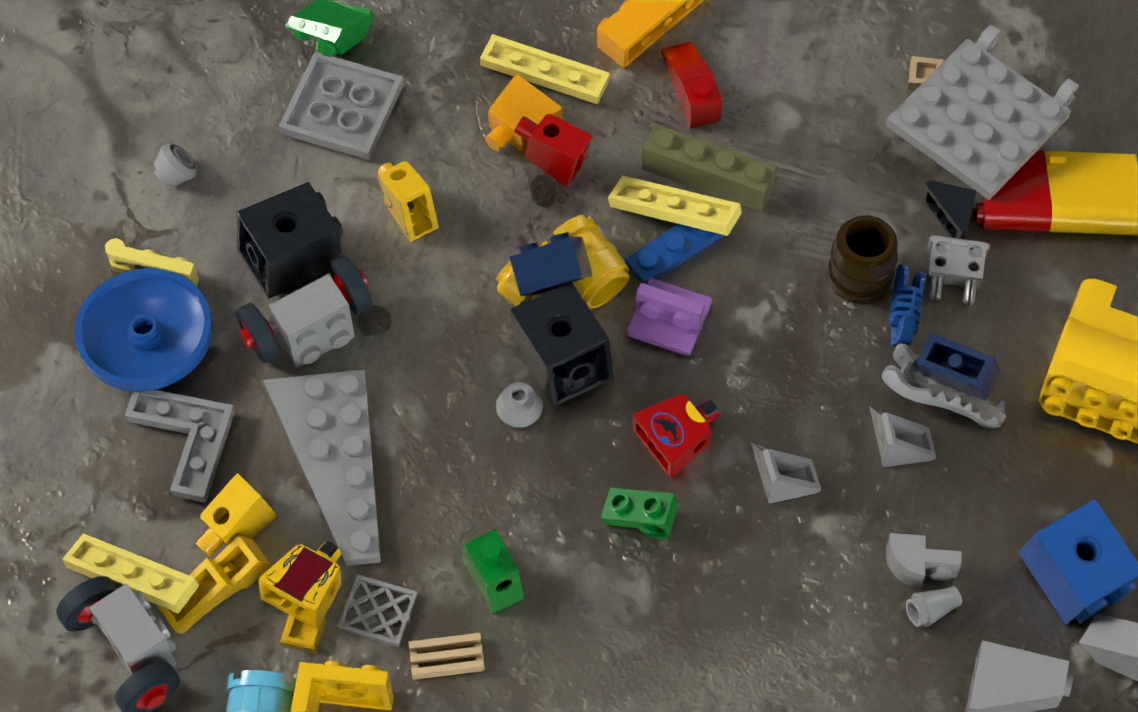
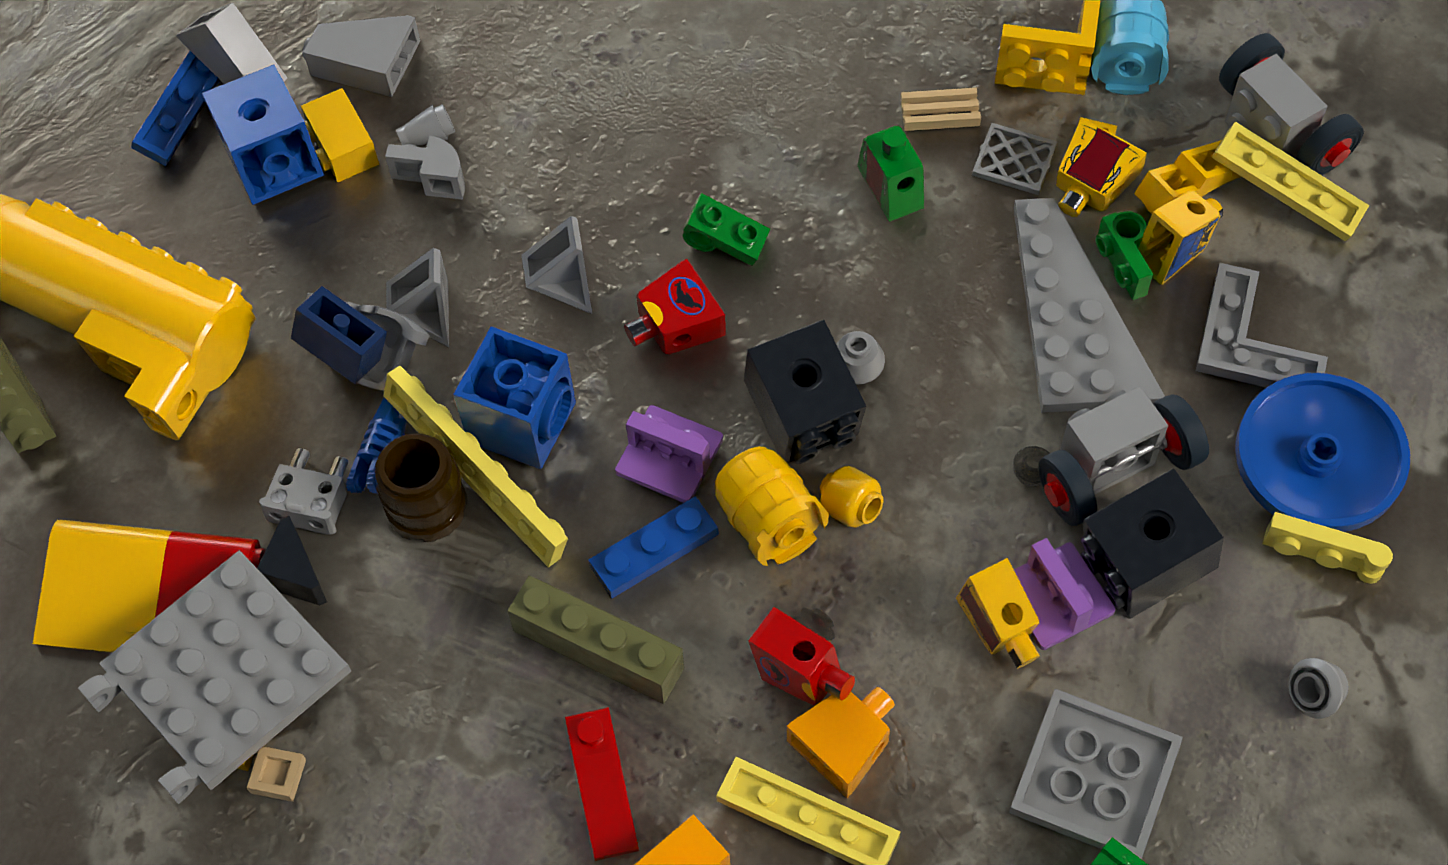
camera: 175 degrees left, 0 degrees up
(284, 506) = (1123, 253): none -> green plate
(365, 222) = (1061, 593): none -> medium lavender bracket
(550, 265) = (812, 462): dark blue brick -> none
(675, 205) = (648, 578): light yellow plate -> none
(796, 318) = (516, 397): none -> blue brick
(832, 287) = (477, 469): none -> light yellow plate
(1014, 589) = (339, 135): none -> yellow brick

